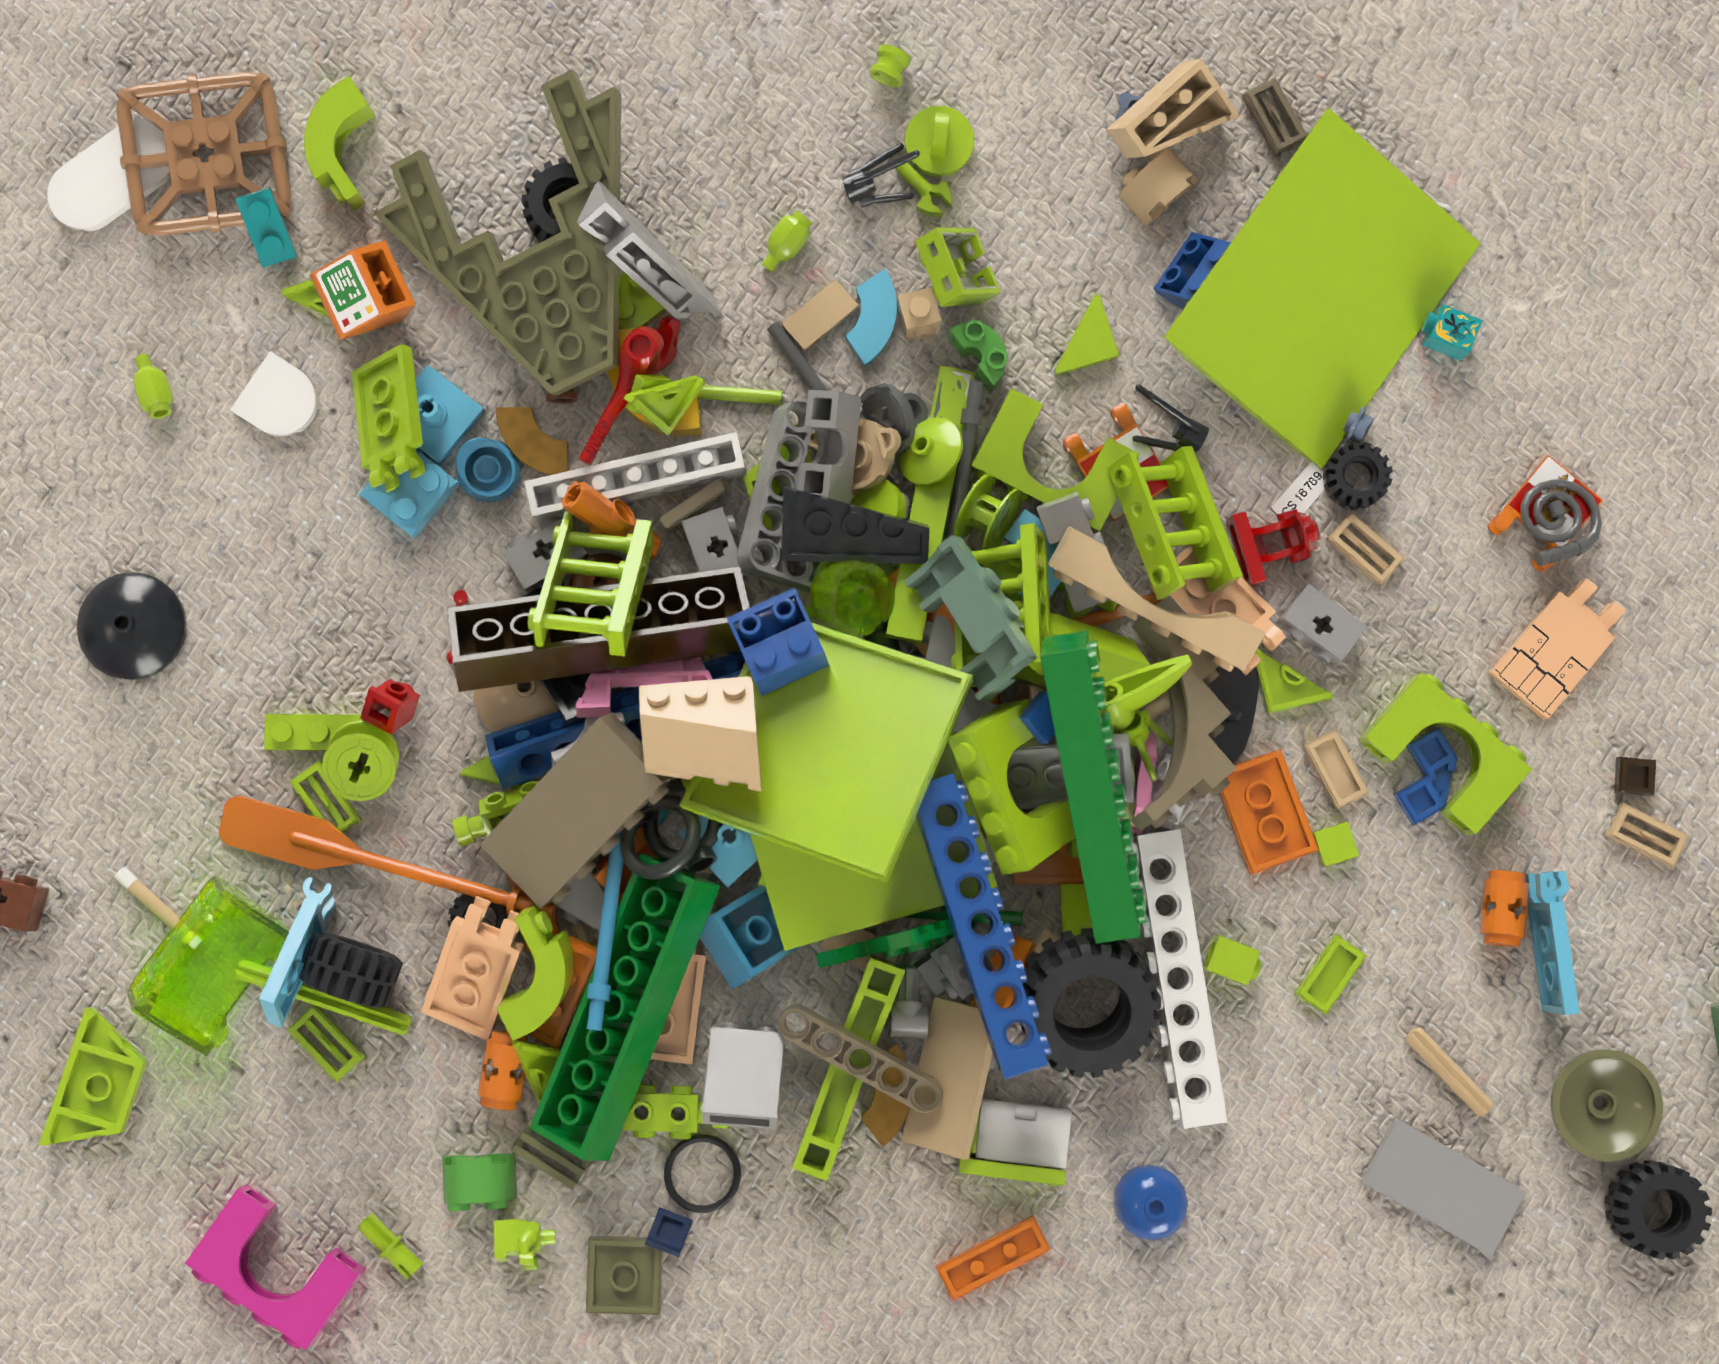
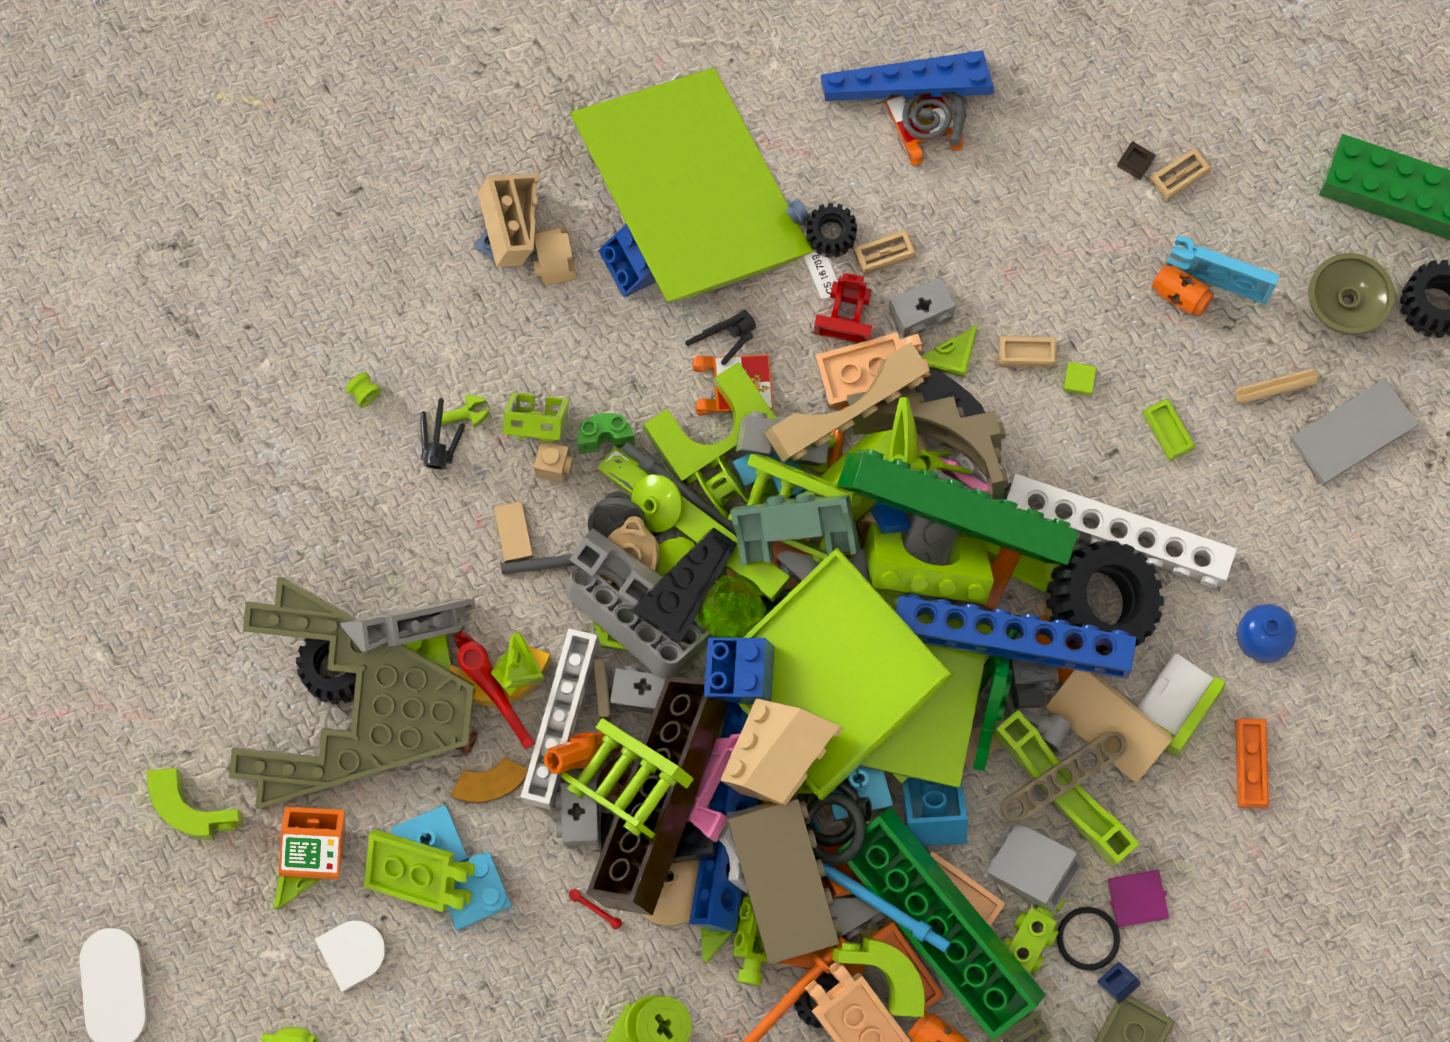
camera: 55 degrees left, 10 degrees down
(186, 138) = (148, 928): medium nougat plate -> none
(266, 227) = (222, 891): teal plate -> none
(394, 696) = (624, 979): red brick -> none
(487, 469) = (492, 826): dark azure piece -> none
(537, 1064) = (952, 1012): lime tile -> none
(740, 395) = (541, 614): lime bar -> none
(775, 1206) = (1138, 898): none -> magenta piece
(787, 239) = (446, 525): lime plant -> none
(876, 317) = (537, 493): medium azure tile -> none
(885, 1113) = (1108, 781): pearl gold tile -> none
(942, 139) = (434, 380): lime tile -> none
(1090, 343) = (637, 357): lime tile -> none
(1198, 515) = (801, 347): lime fence -> none
(1232, 960) = (1125, 488): lime brick -> none
(1263, 123) = (549, 163): dark tan tile -> none
(1267, 813) = (1035, 412): orange tile -> none
(1436, 763) = (1059, 283): blue tile -> none
(1450, 331) = (766, 117): teal brick -> none
(1493, 768) = (1081, 246): lime arch -> none
(1556, 649) = (1022, 164): light nougat tile -> none
(1626, 518) = (958, 73): none -> blue wing

